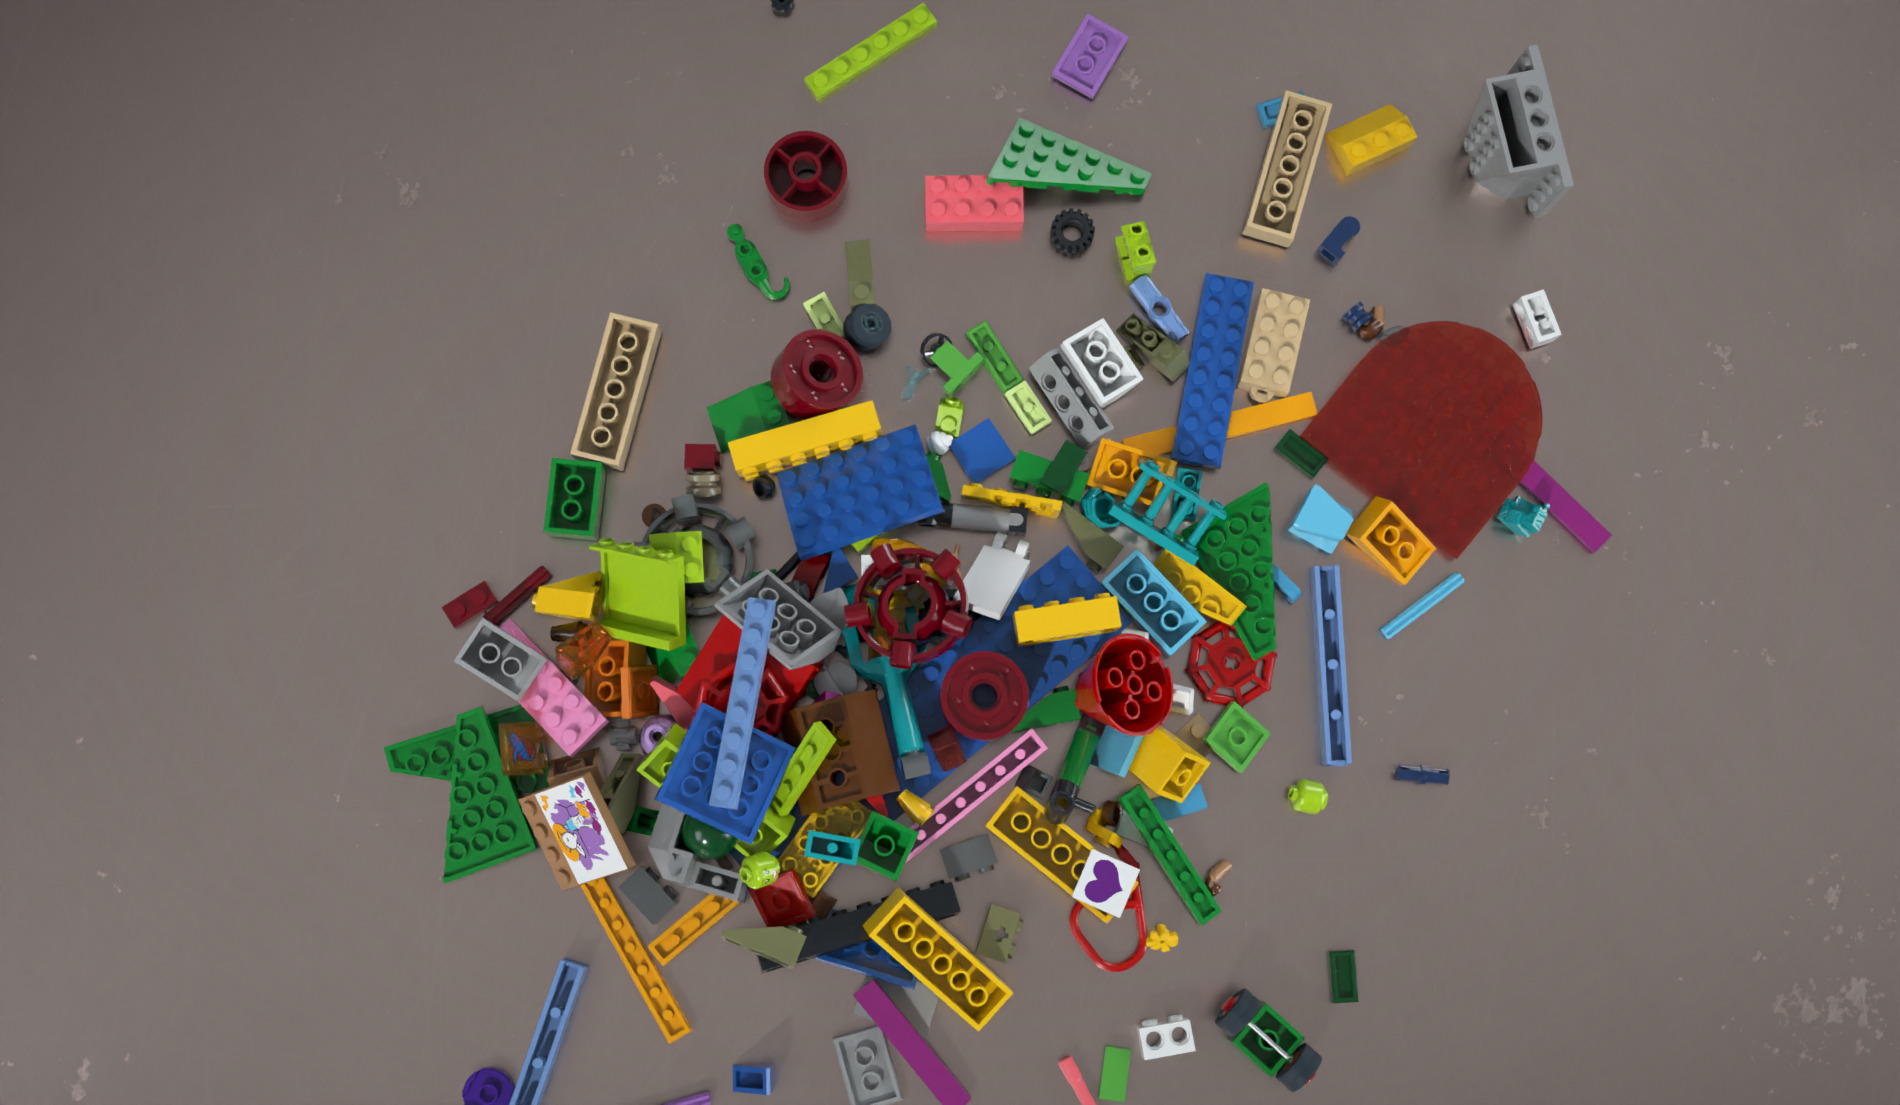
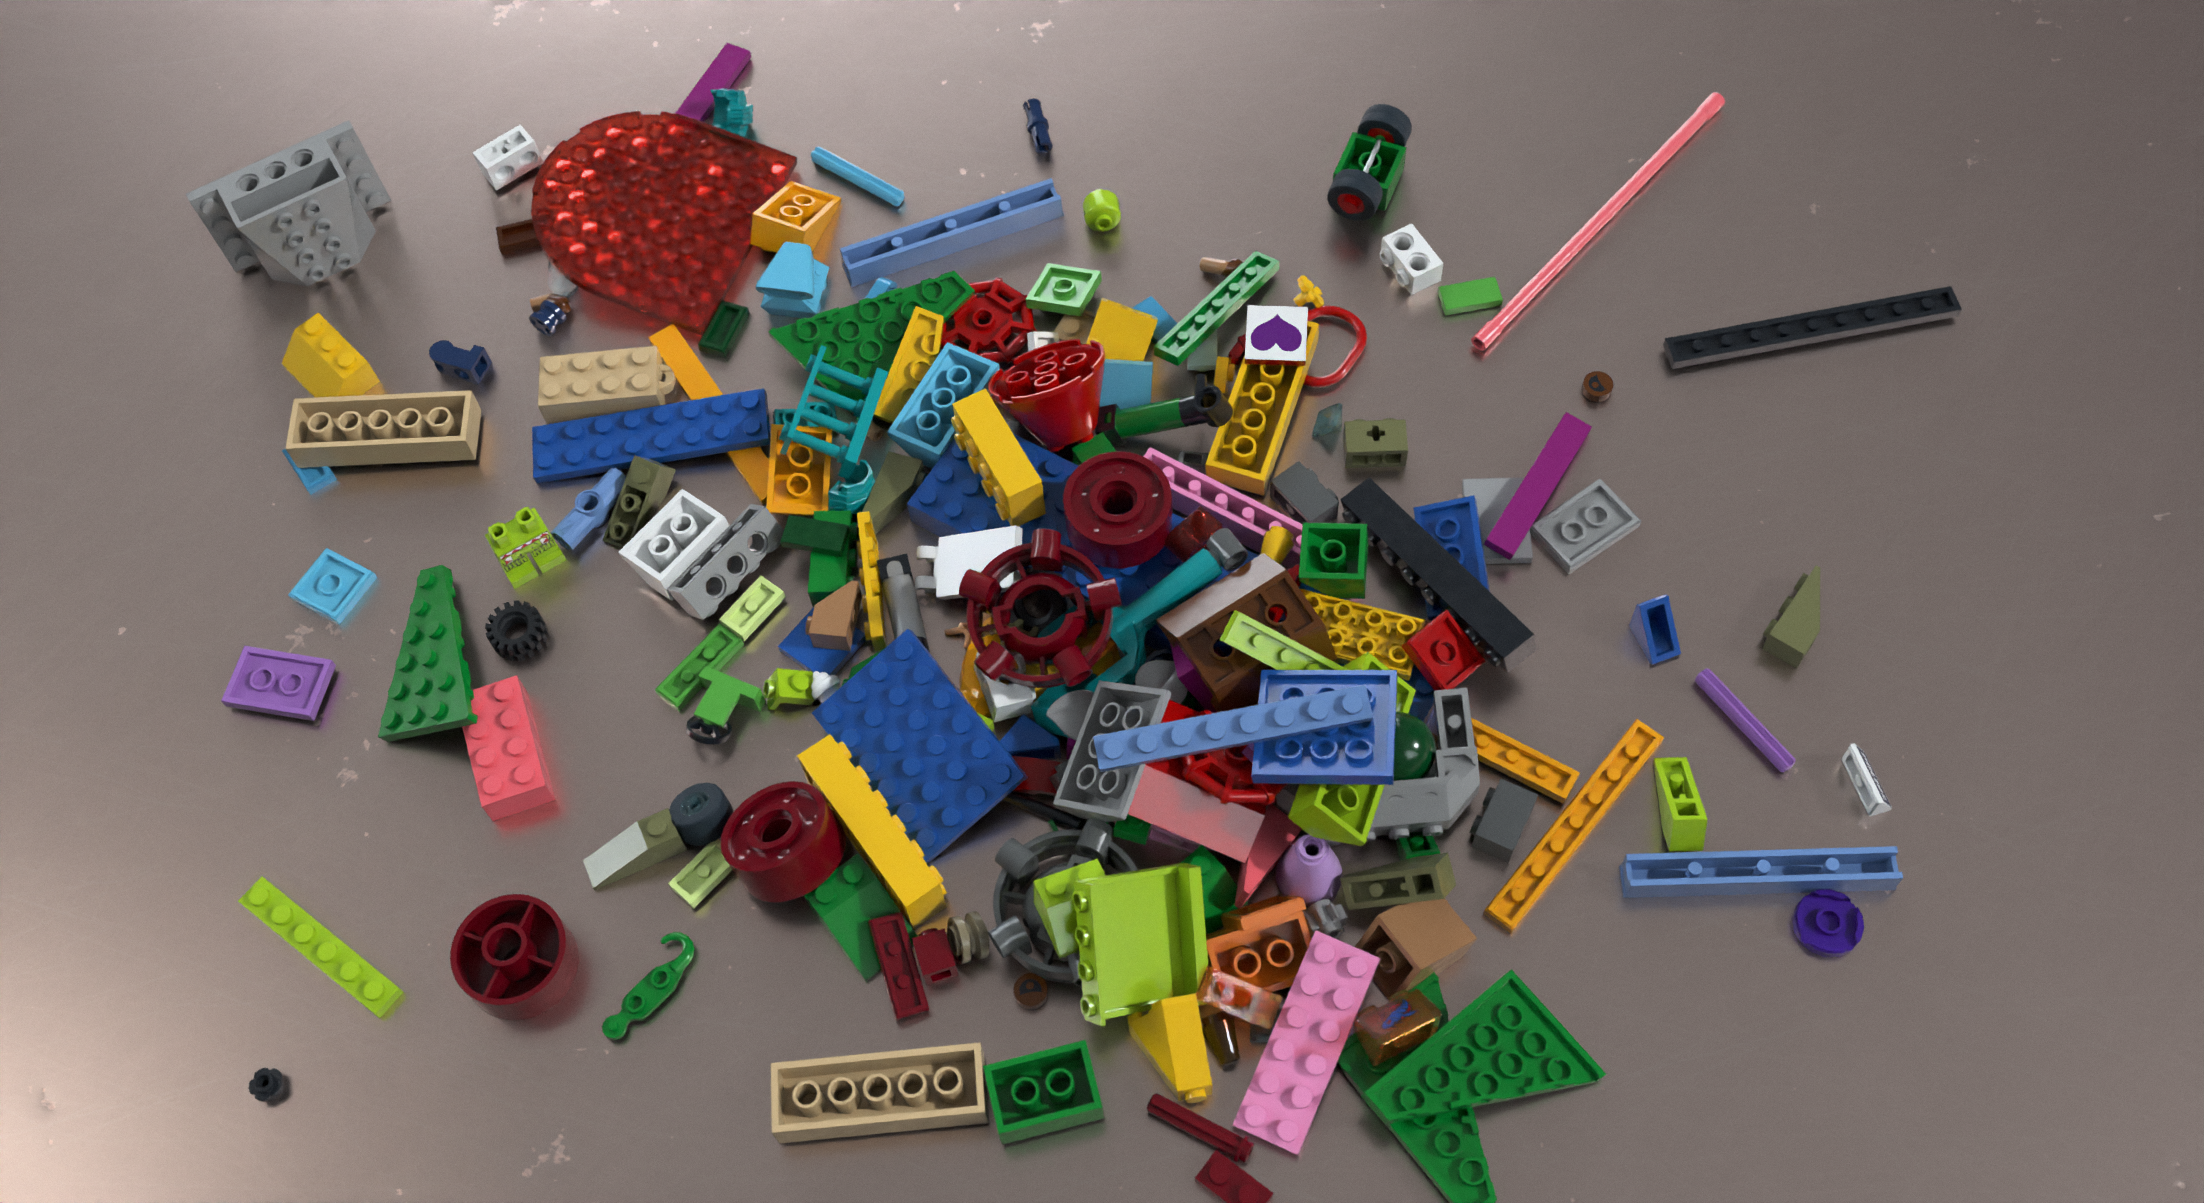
camera: 100 degrees left, 20 degrees down
(500, 659) = (1291, 1101): light grey slope -> none
(576, 831) = (1469, 912): plate -> none
(613, 1029) = (1679, 805): none -> lime slope
(703, 431) = (898, 966): none -> dark red tile
(759, 870) = (1421, 672): lime head -> none
(763, 486) = (953, 870): black plate -> none
(774, 943) = (1497, 628): olive slope -> none
(832, 847) = (1360, 602): teal slope -> none
(913, 379) = (757, 746): clear light blue bar -> none
(937, 959) = (1432, 474): yellow brick -> none
(989, 464) = (835, 618): none -> medium nougat slope
(1034, 904) = (1328, 421): none -> clear light blue slope
(1111, 813) = (1189, 378): reddish brown tile -> none
(1163, 108) = (332, 586): none -> medium azure tile
(1343, 976) = (1274, 136): dark green tile -> none
(1456, 308) = (516, 237): none -> reddish brown tile

